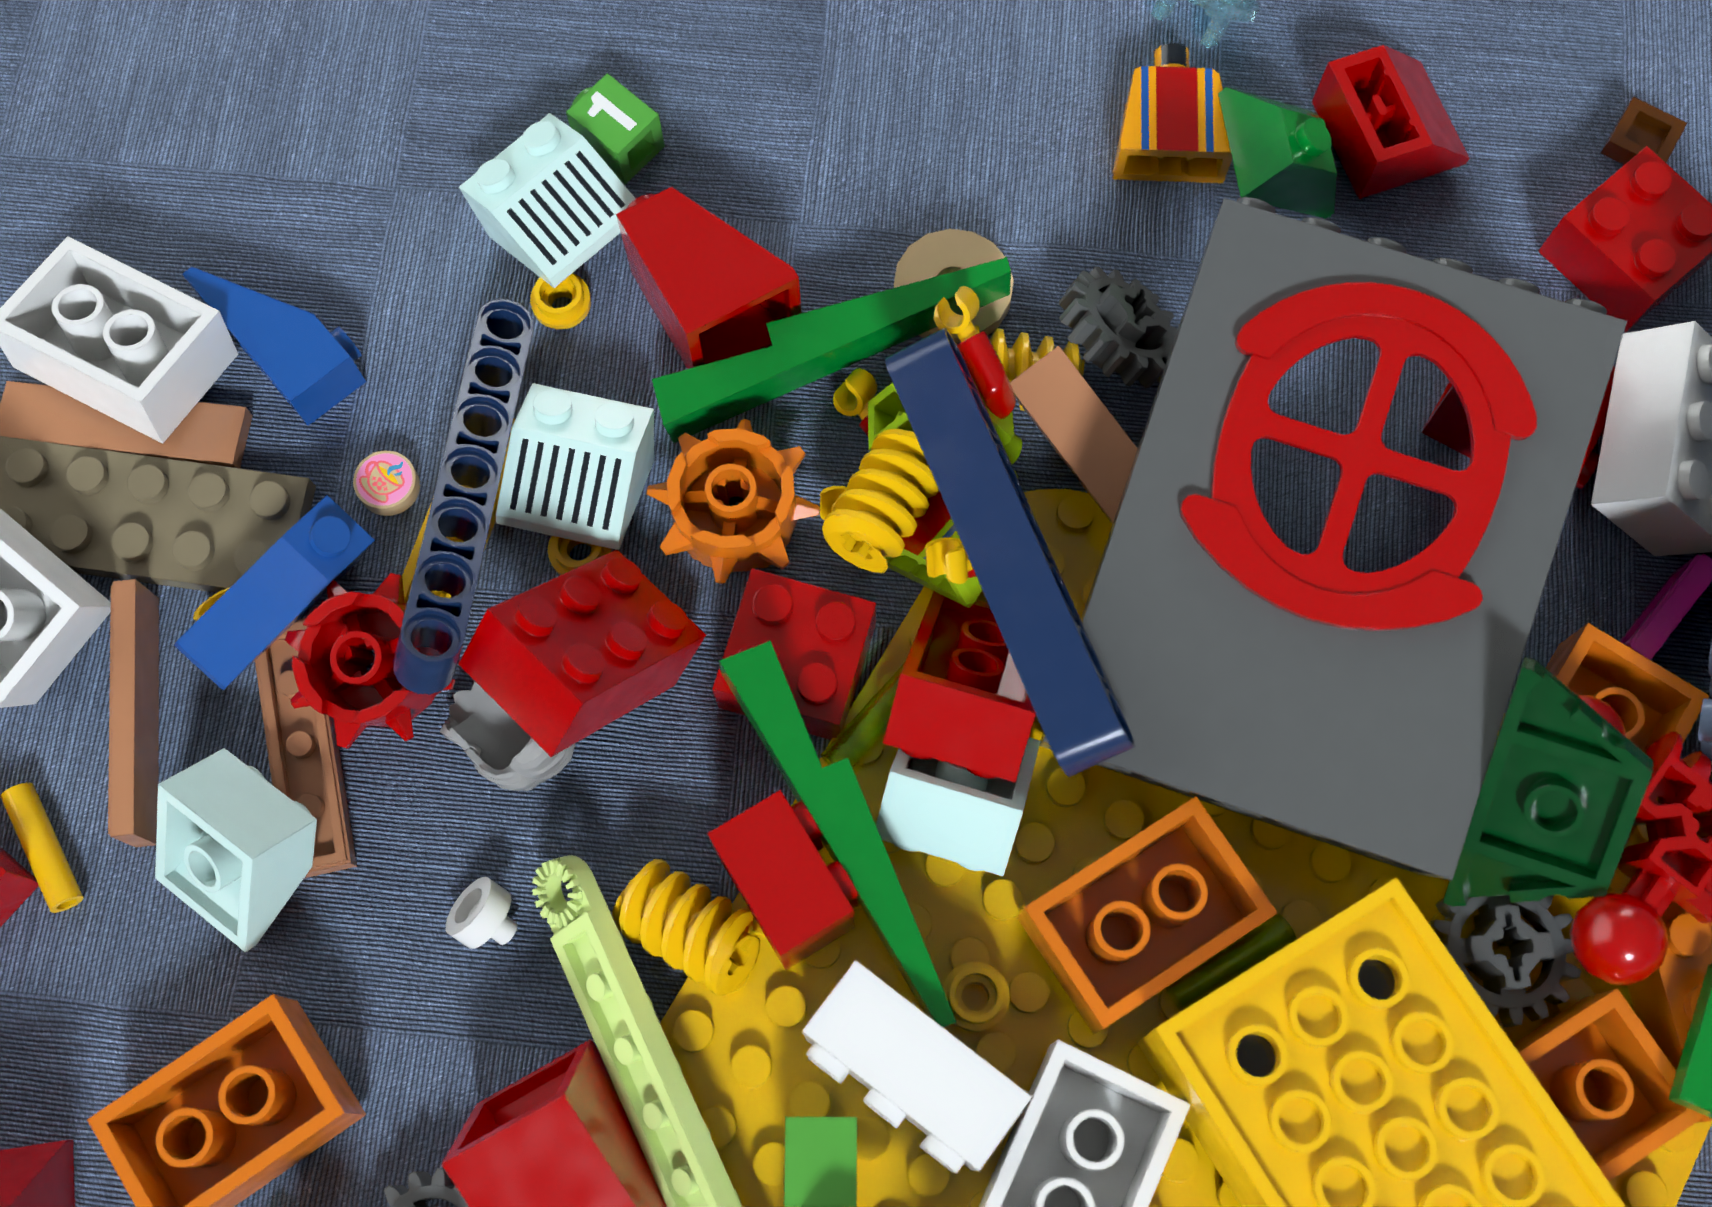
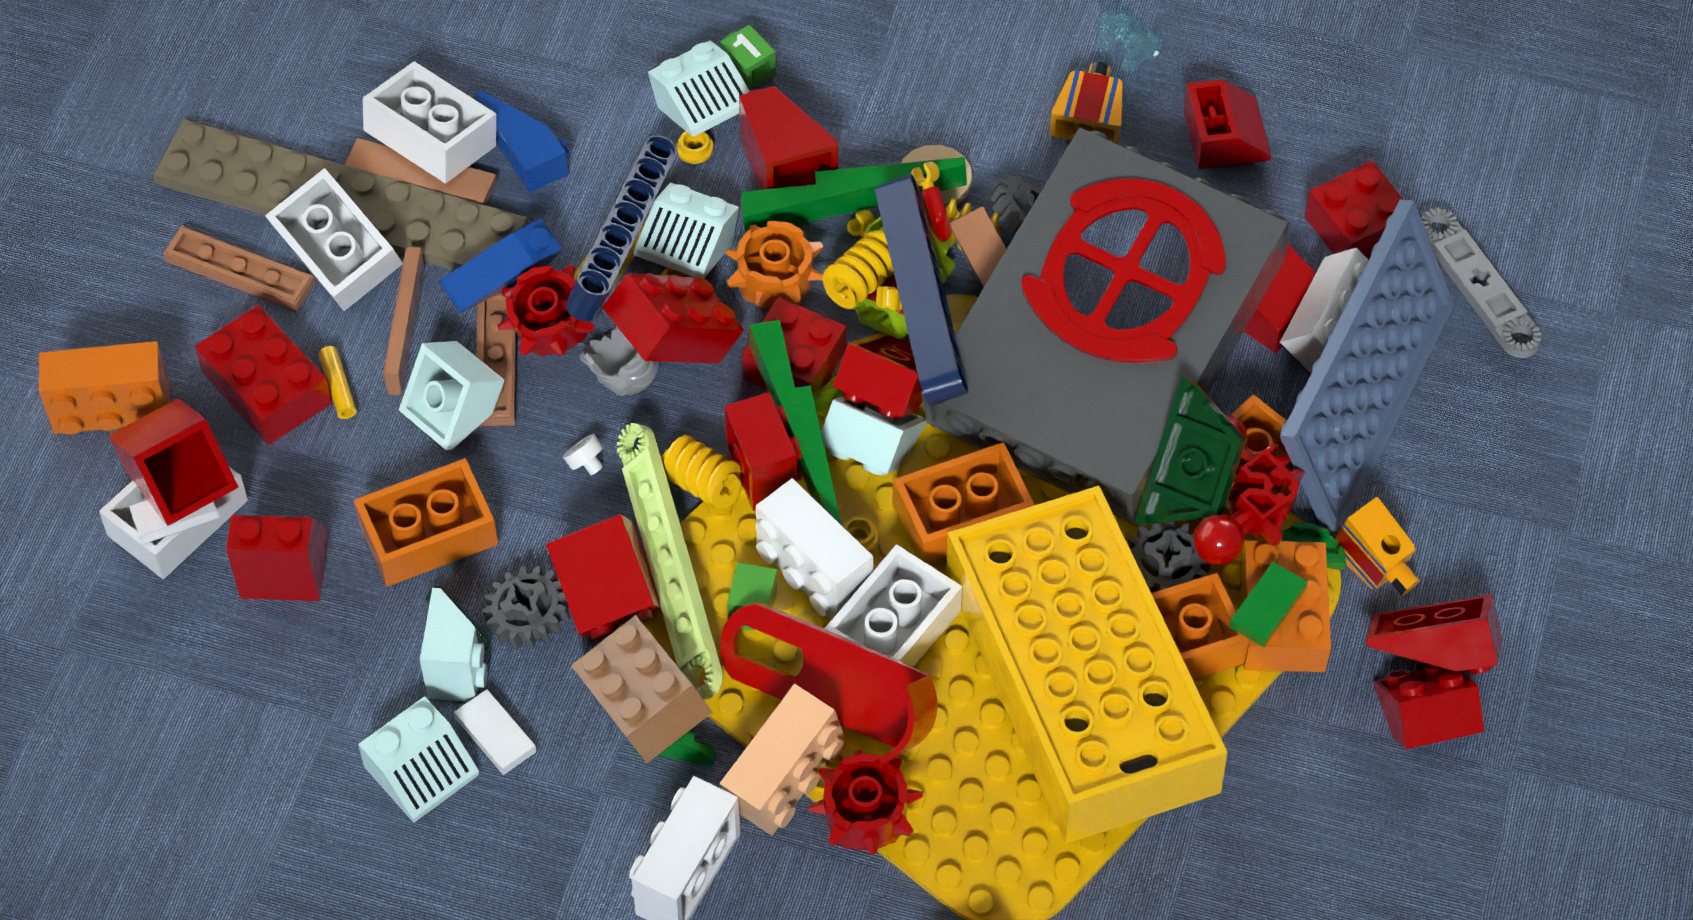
camera: 10 degrees right, 15 degrees down
(386, 483) = (571, 228): tile -> none
(1280, 153) = (1149, 129): green slope -> none
(1642, 127) = (1387, 158): reddish brown plate -> none

